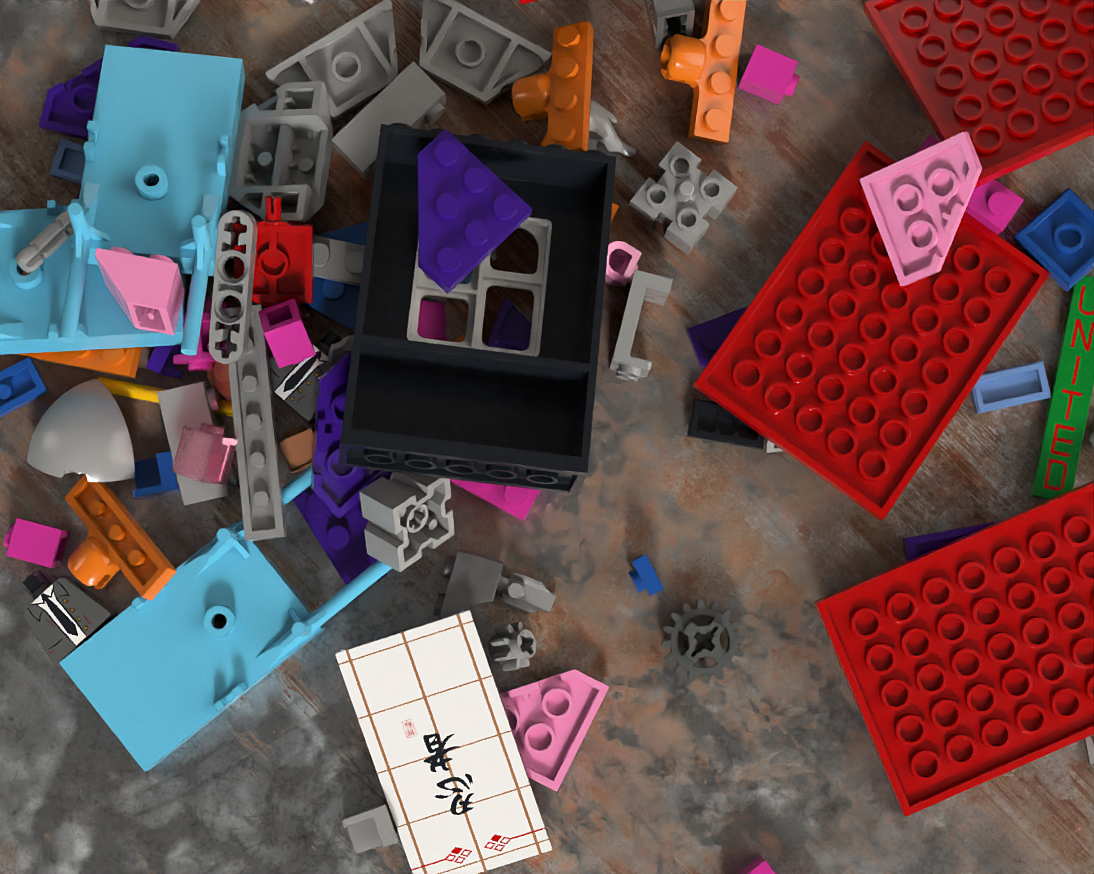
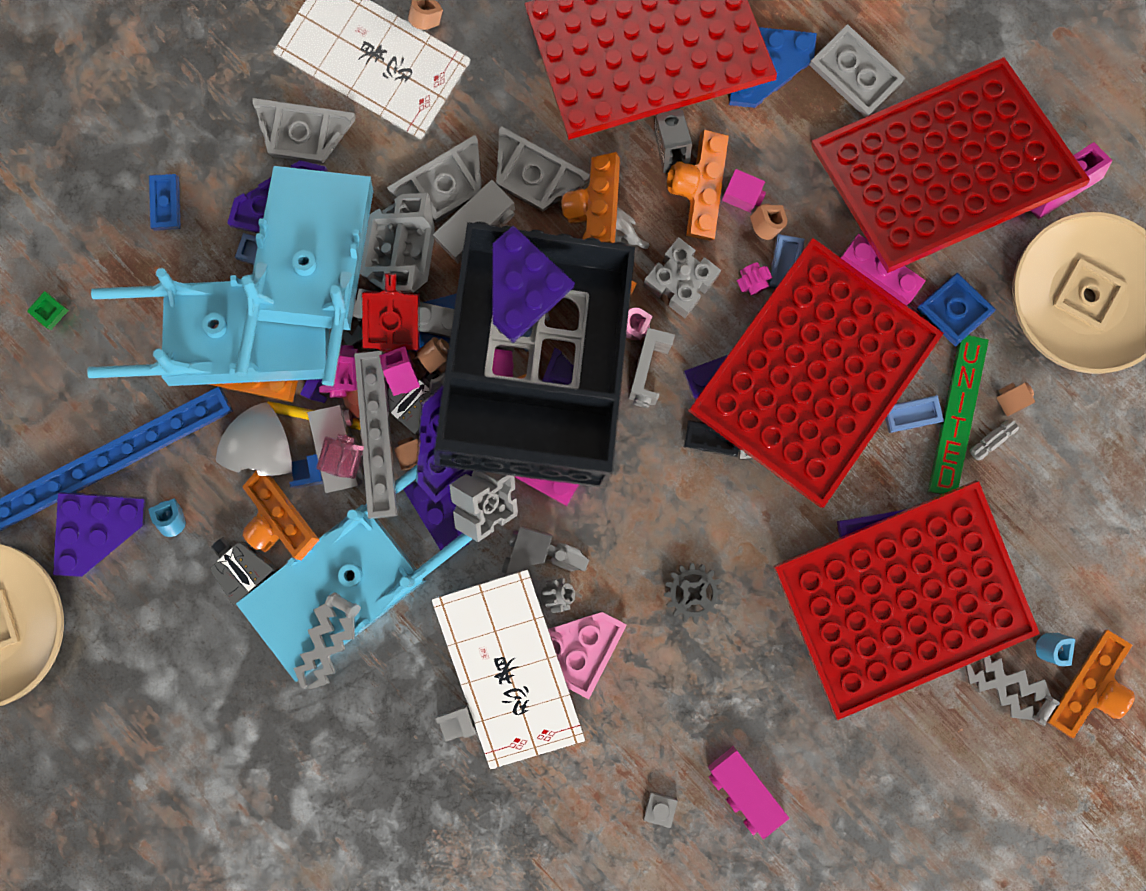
camera: 10 degrees right, 0 degrees up
(36, 543) = (221, 518): dark pink brick -> none
(45, 243) = (227, 306): light grey axle -> none
(144, 287) = (298, 337): bright pink slope -> none
(180, 727) = (321, 651): none -> light grey piece
(240, 288) = (365, 338): light grey beam -> none
(336, 310) = (434, 355): none -> nougat plate
(644, 576) = (652, 546): blue plate -> none
(784, 199) = (754, 279): none -> dark pink gear
(804, 116) = (768, 220): none -> nougat plate
(828, 162) = (785, 254): none -> medium blue tile
(922, 204) = (853, 283): bright pink plate -> none

